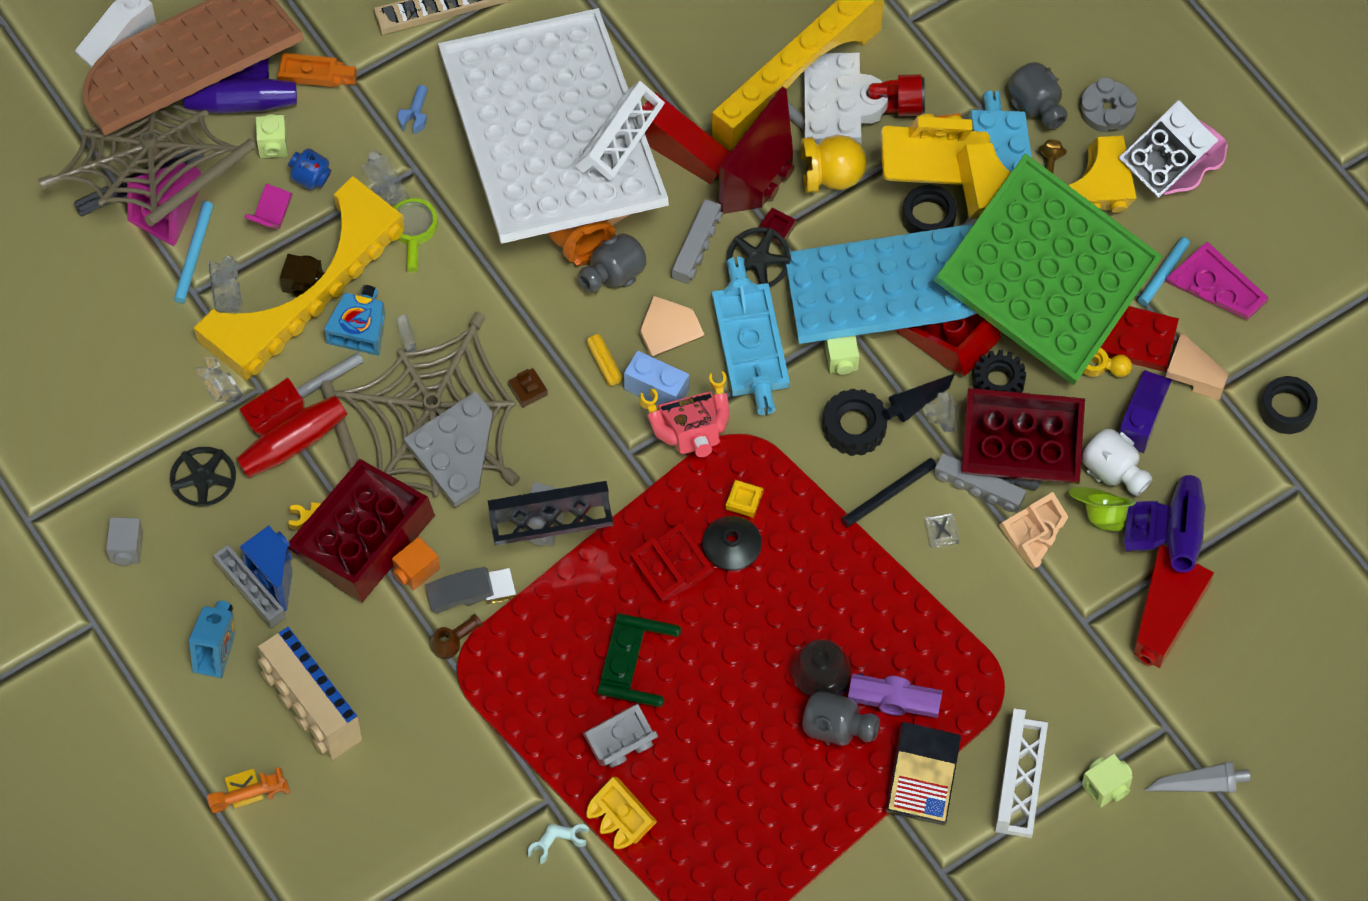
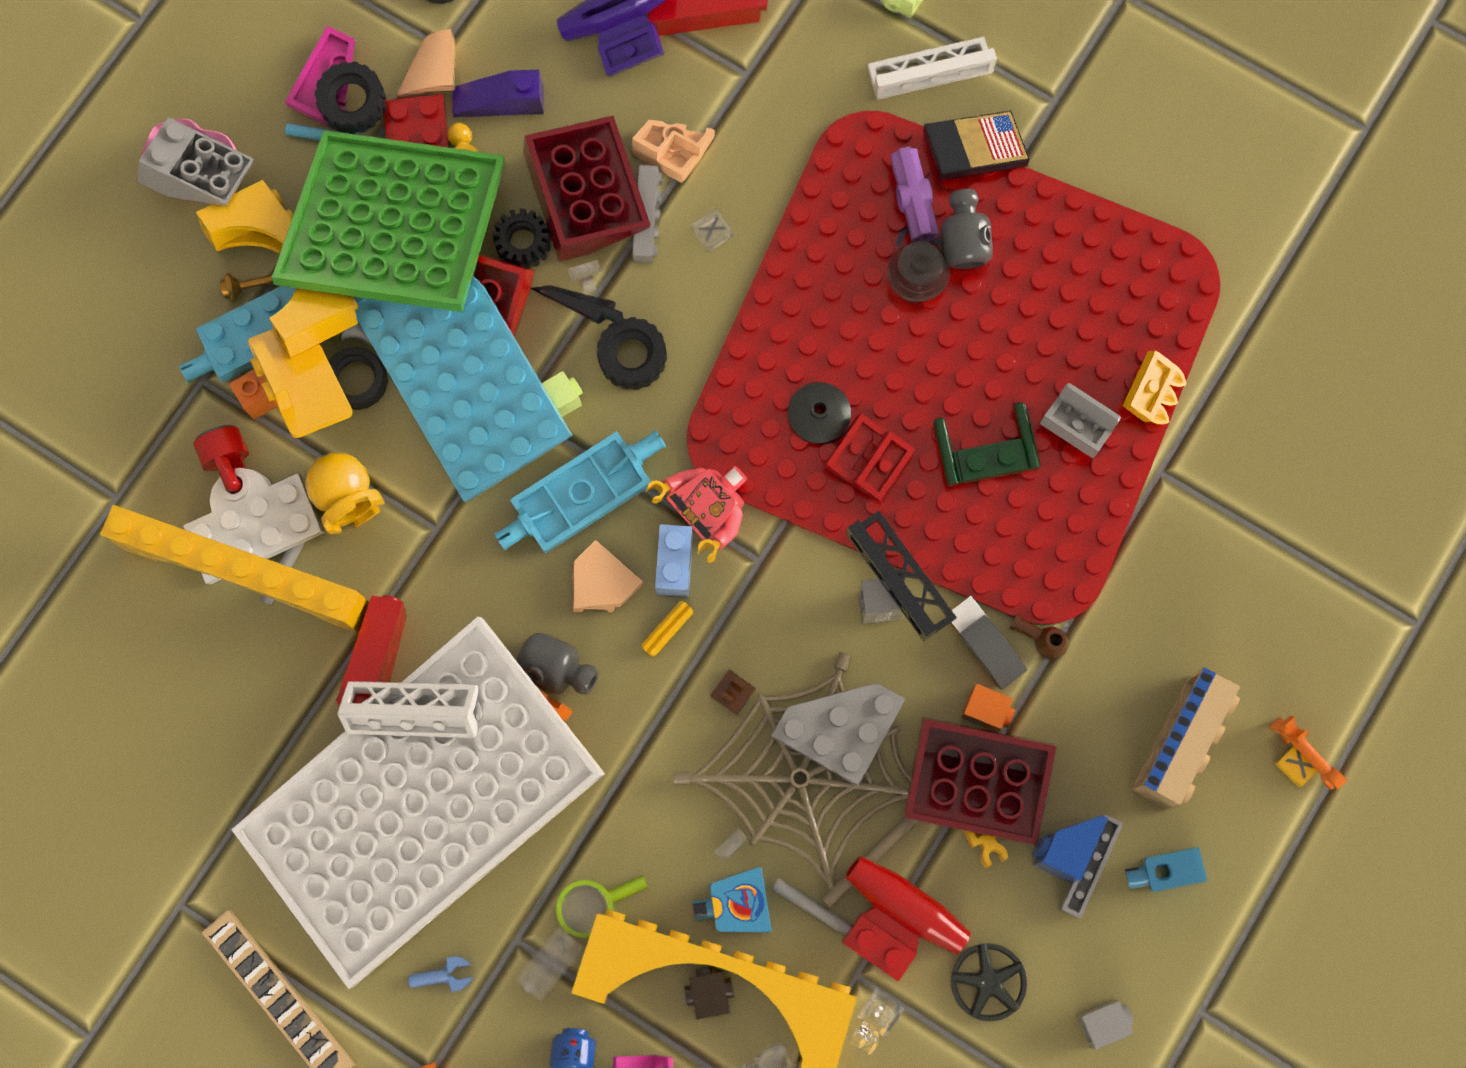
camera: 110 degrees left, 15 degrees up
(555, 831) = (1190, 447): light aqua arm -> none
(697, 242) = (486, 595): light grey piece -> none
(744, 498) = (767, 420): yellow tile -> none
(759, 160) = (365, 554): dark red slope -> none
(759, 257) = (480, 523): pearl dark grey wheel -> none
(778, 222) = (435, 521): dark red plate -> none
(889, 492) = (696, 291): black bar -> none
(1038, 94) = (168, 324): dark grey piece -> none
(1103, 508) = (623, 90): lime piece -> none
(1112, 92) = (134, 253): light grey plate -> none
(1115, 460) = (571, 95): white piece -> none
(1186, 267) = (345, 74): none -> black tyre

